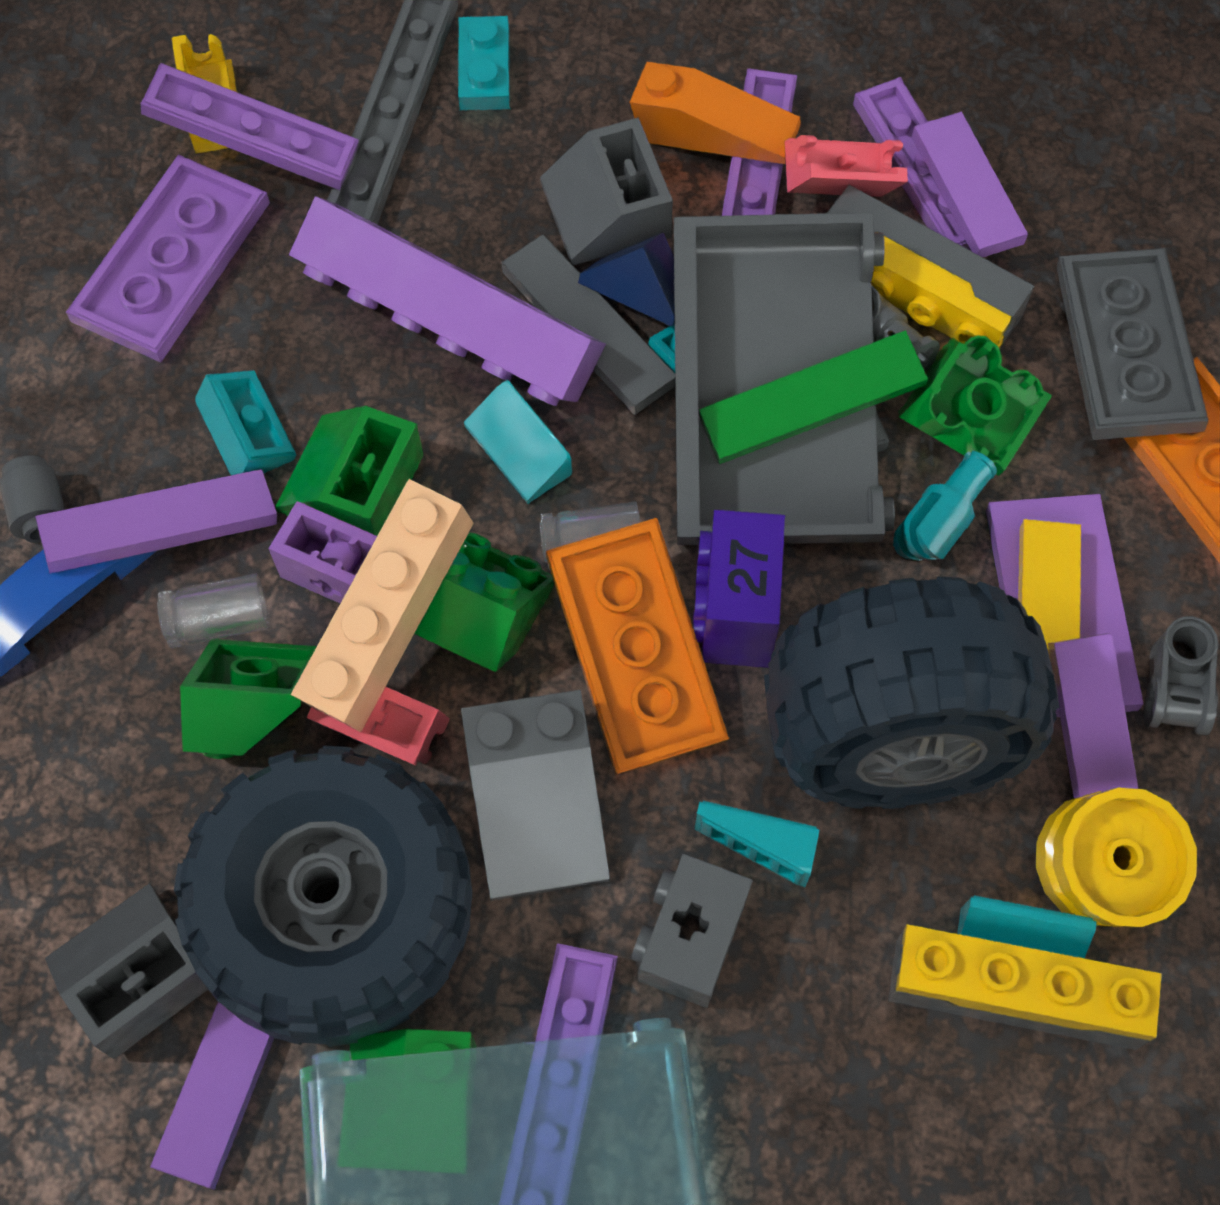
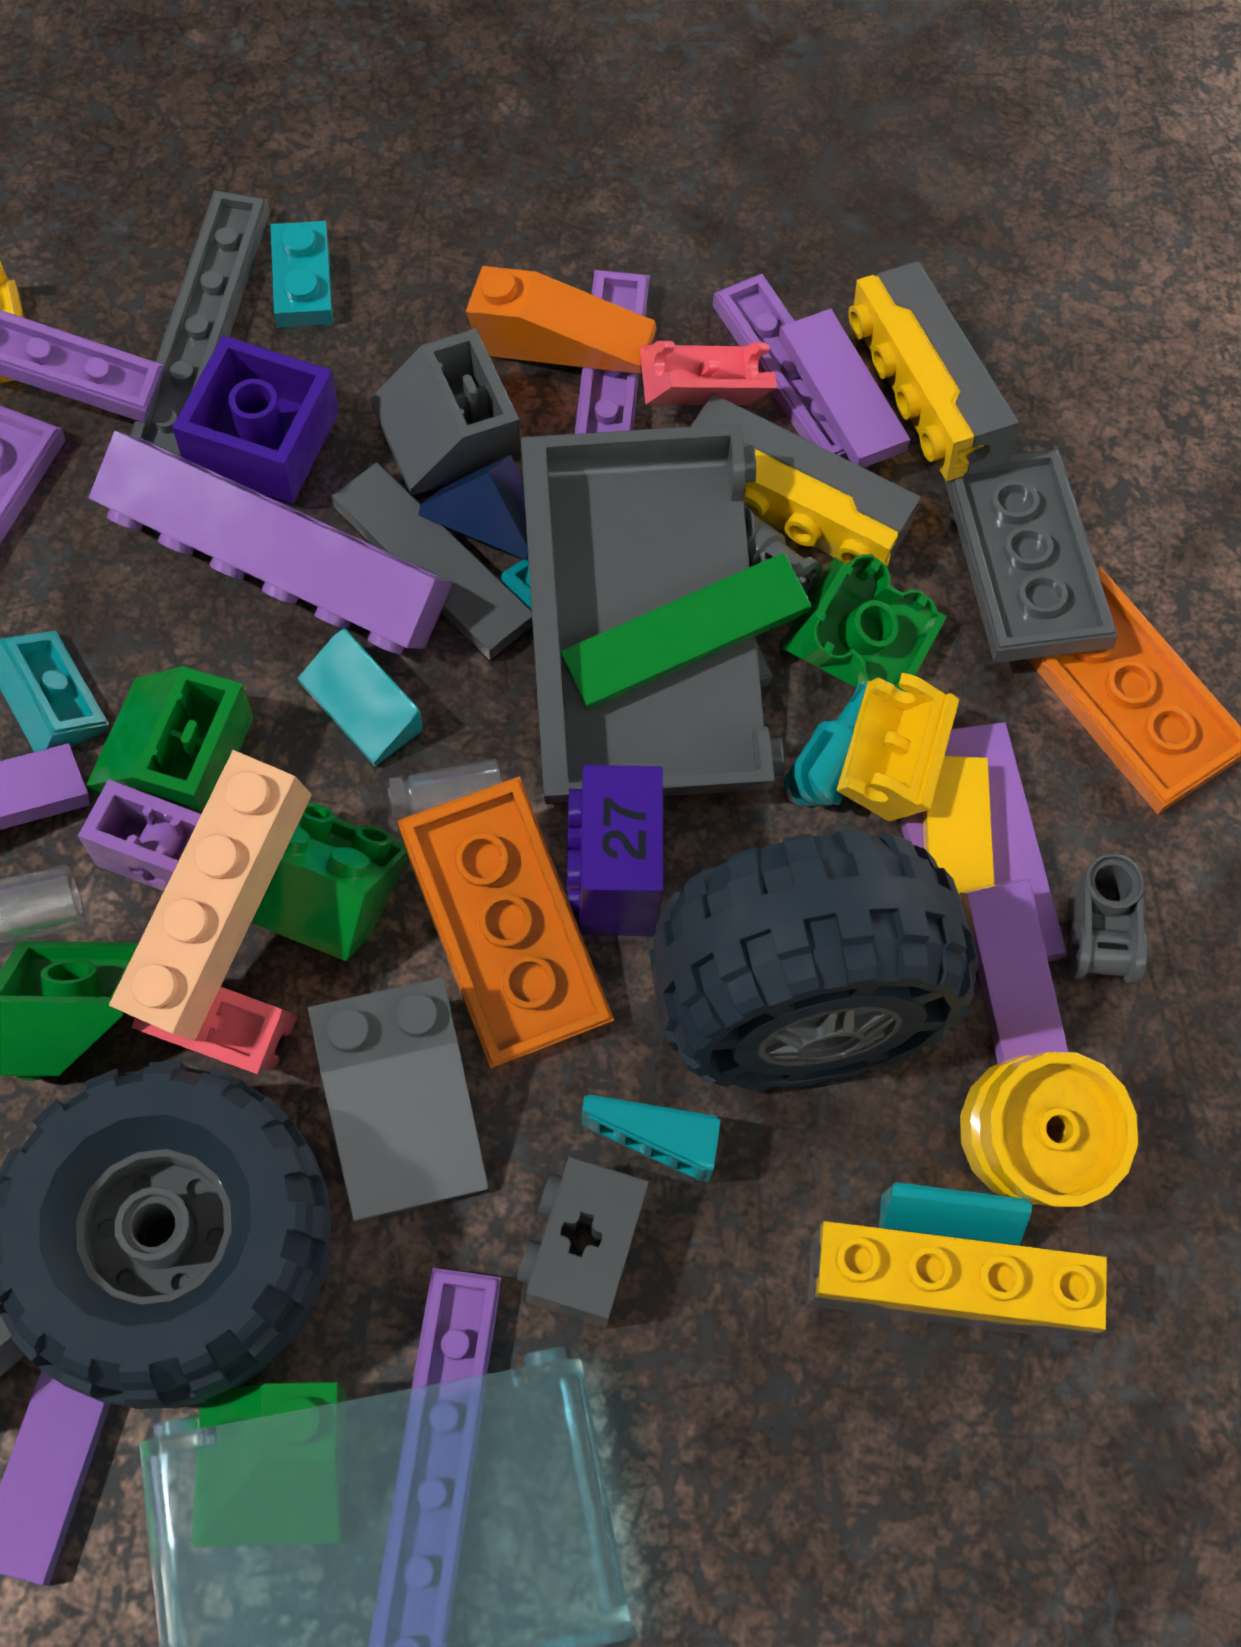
camera: 10 degrees left, 0 degrees up
(440, 190) = (258, 418): none -> dark purple brick
(999, 510) = (898, 747): none -> yellow hinge
(1052, 172) = (933, 371): none -> piece

